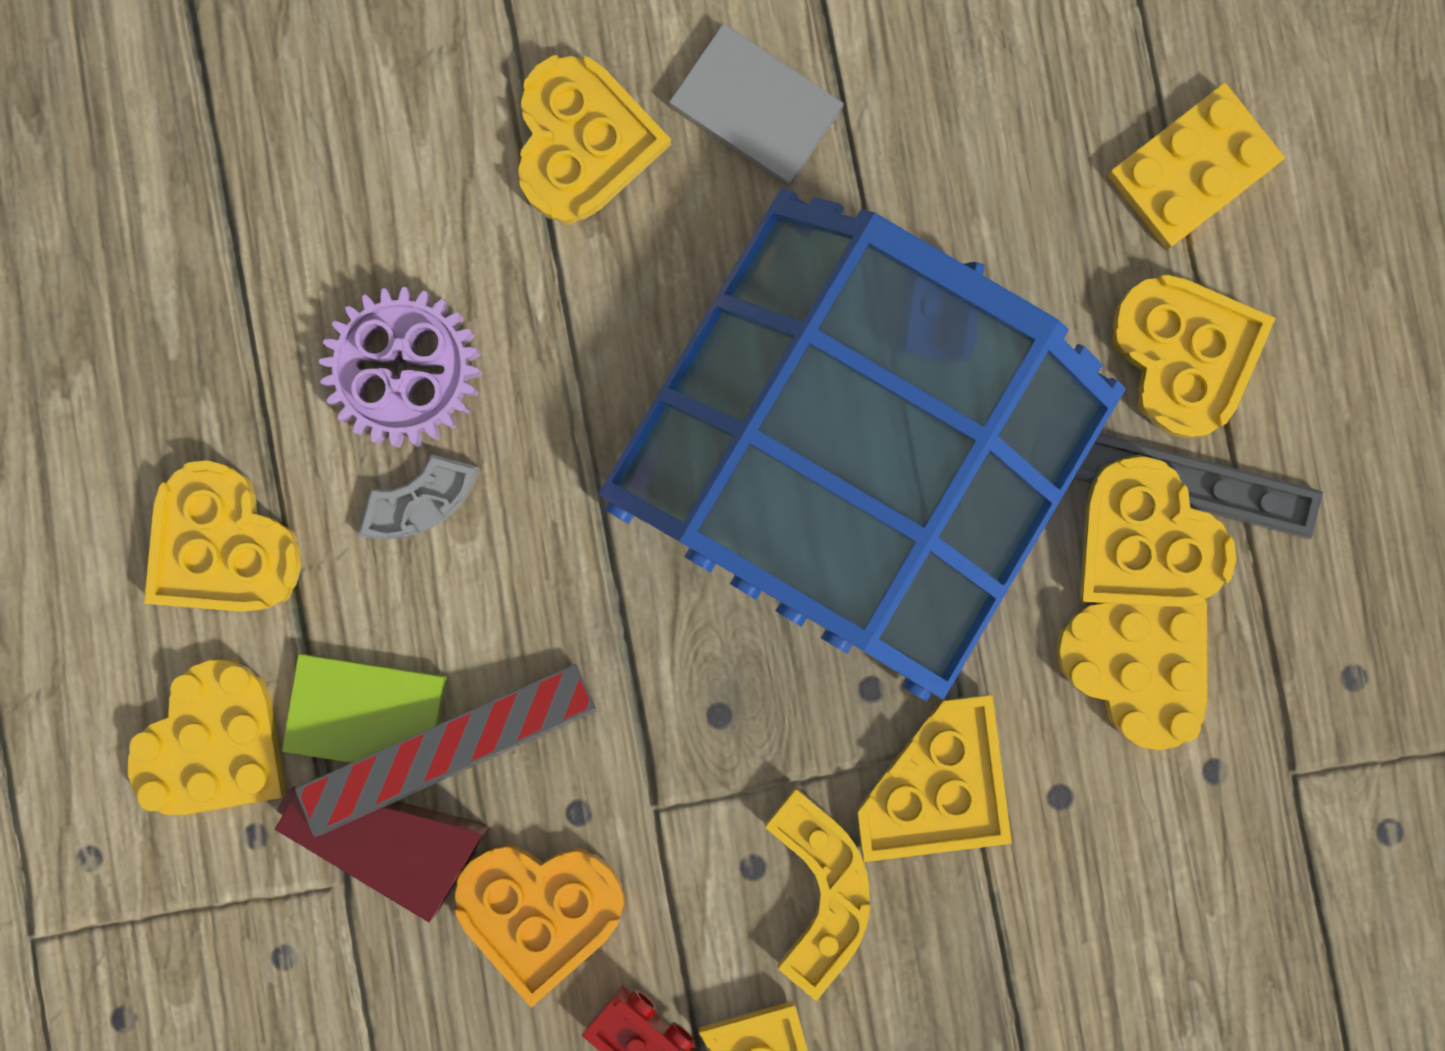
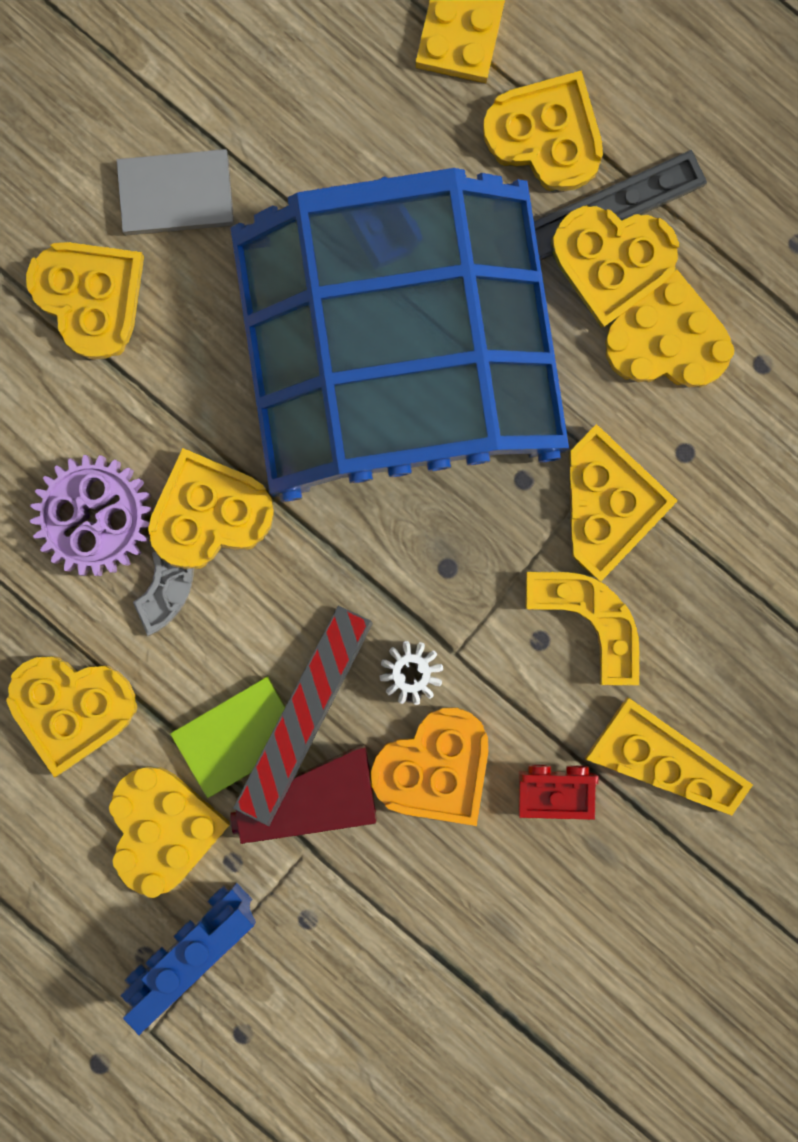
camera: 35 degrees left, 0 degrees up
(142, 903) = (196, 950): none -> blue bracket
(520, 457) = (207, 510): none -> yellow plate
(577, 787) = (399, 678): none -> white gear

